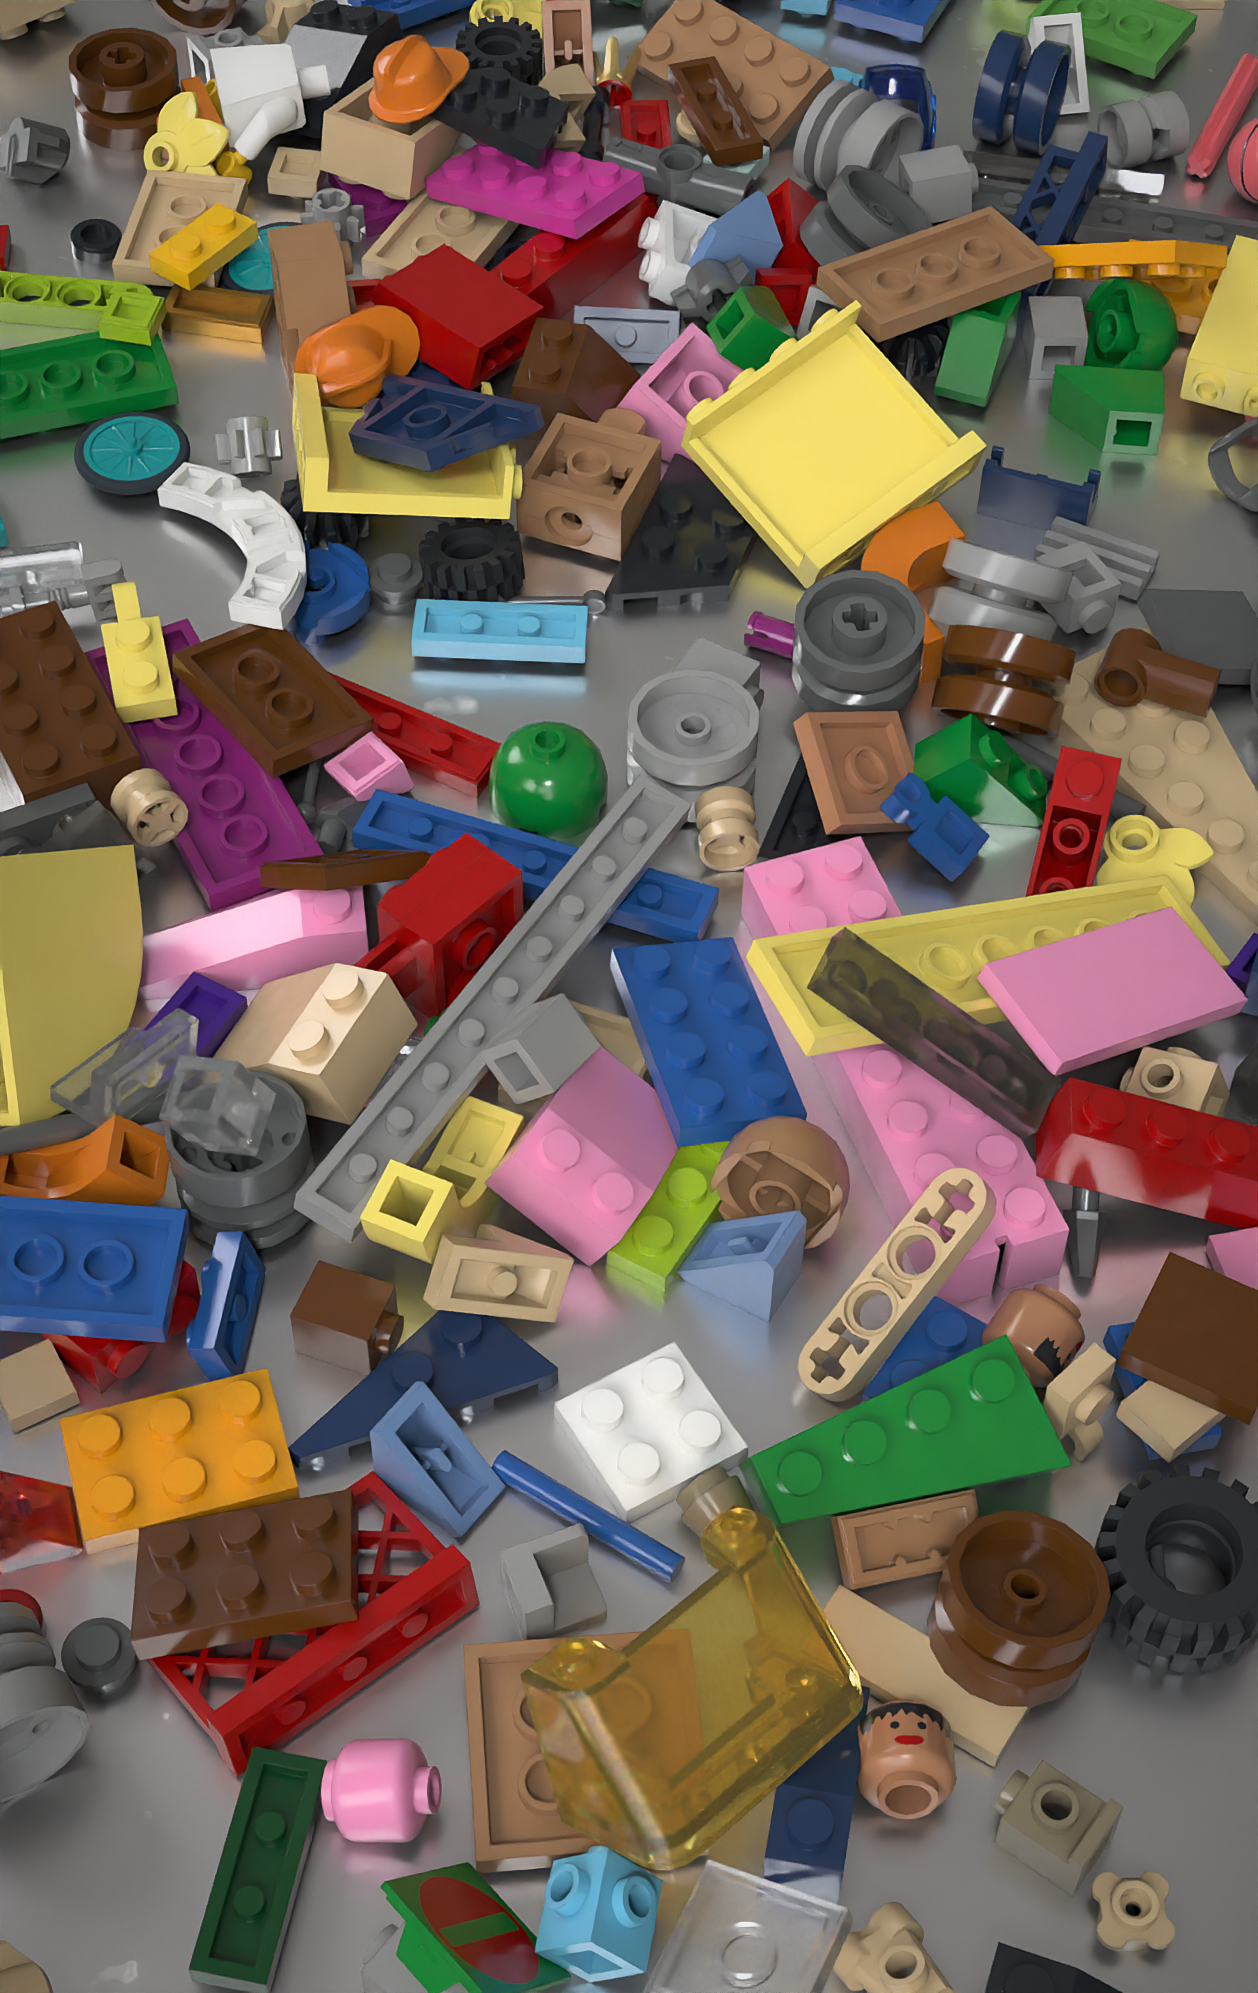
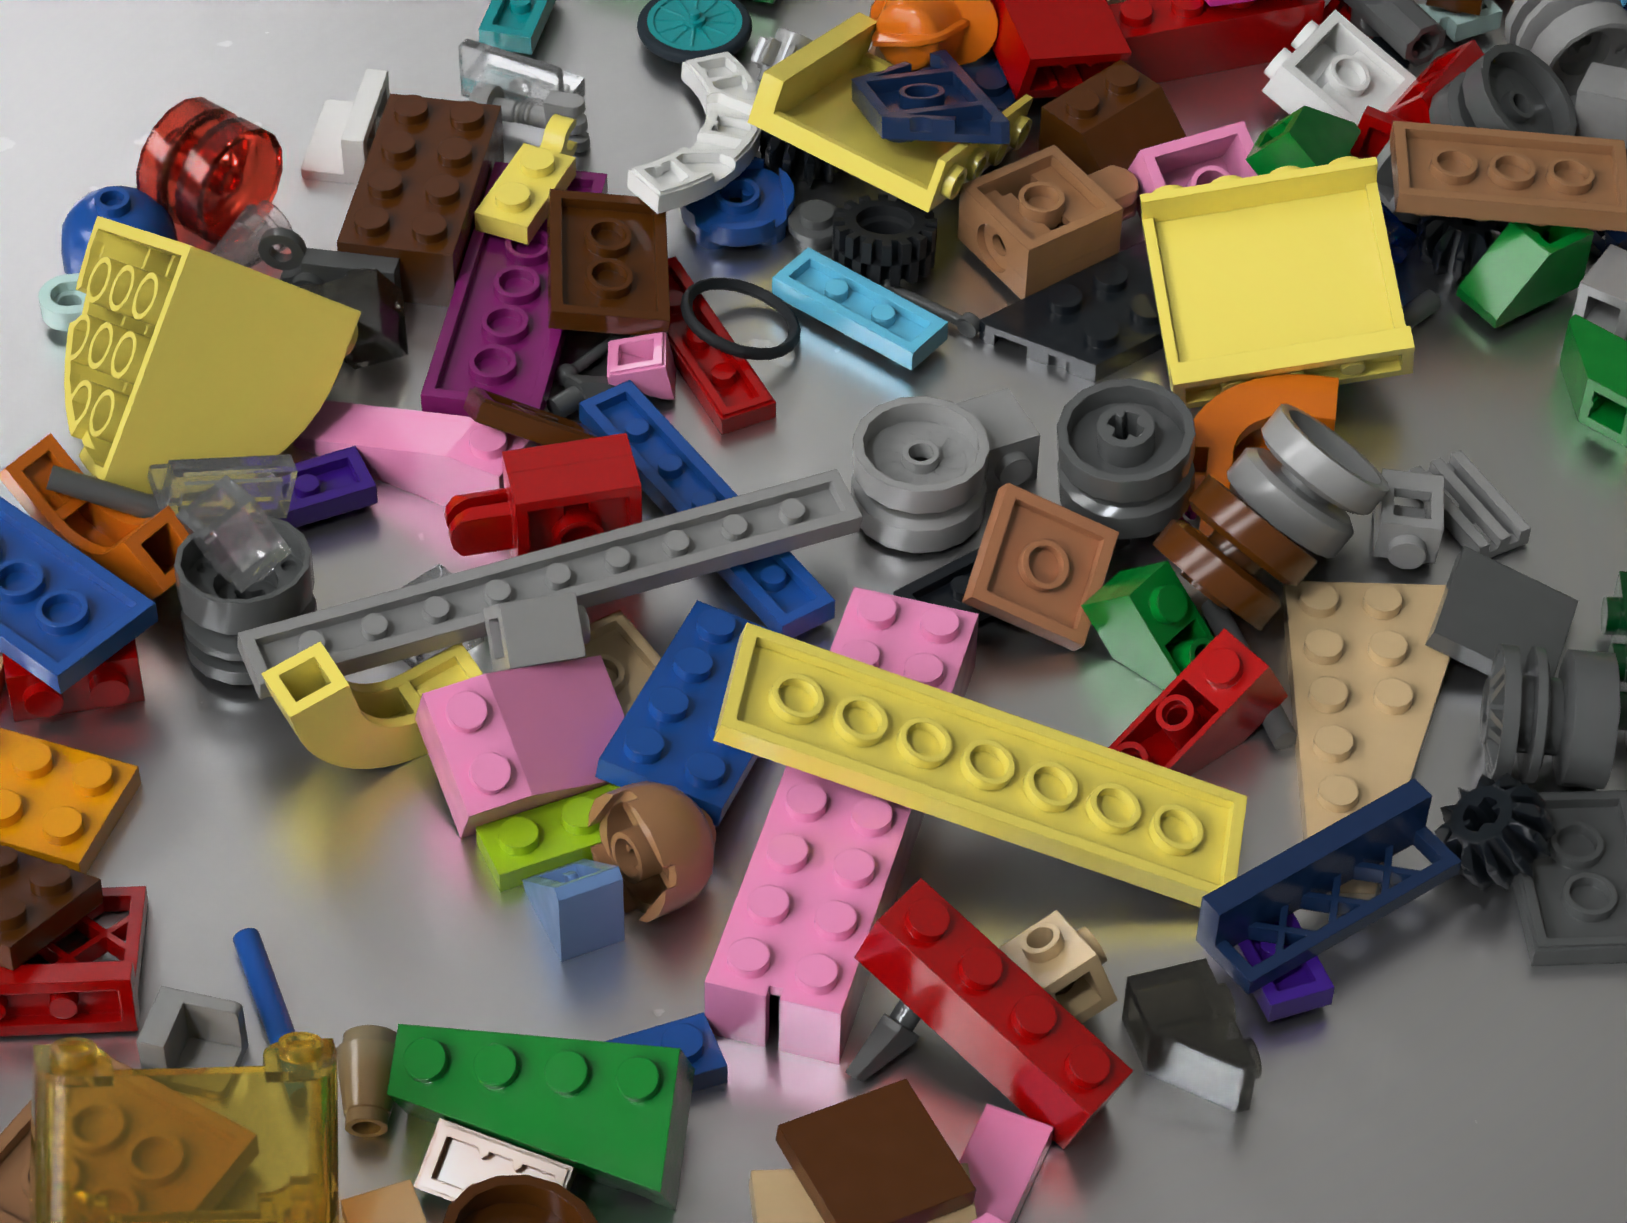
camera: 35 degrees right, 5 degrees down
(149, 807) = (435, 310): tan wheel -> none
(227, 1306) = (147, 704): blue plate -> none
(324, 1035) = (387, 542): tan slope -> none
(346, 1319) = (225, 762): reddish brown brick -> none
(406, 716) = (730, 347): none -> black tyre
(432, 1462) = (186, 898): medium blue slope -> none
(459, 1358) = (252, 847): dark blue wing -> none
(498, 1276) = (361, 796): tan slope -> none
(548, 780) = (780, 439): green cylinder -> none
(634, 333) = (1207, 108): panel -> none
(649, 1431) = (380, 975): white plate -> none
(709, 288) = (1319, 94): dark grey piece -> none
(726, 828) = (892, 558): tan wheel -> none
(742, 231) = (1368, 71): medium blue slope -> none
(907, 1291) = (584, 1002): tan beam -> none
(933, 1033) = (833, 778): clear smoke plate -> none
(940, 829) = (1074, 657): blue plate -> none
(1033, 498) = (1456, 424): dark blue hinge -> none
(1041, 1330) = (747, 1090): nougat head -> none
(1080, 1398) = (717, 1144): tan plate -> none
(1111, 990) = (1066, 847): bright pink tile -> none
(1139, 670) = (1386, 612): reddish brown piece -> none
(1162, 853) = (1254, 766): light yellow plate -> none

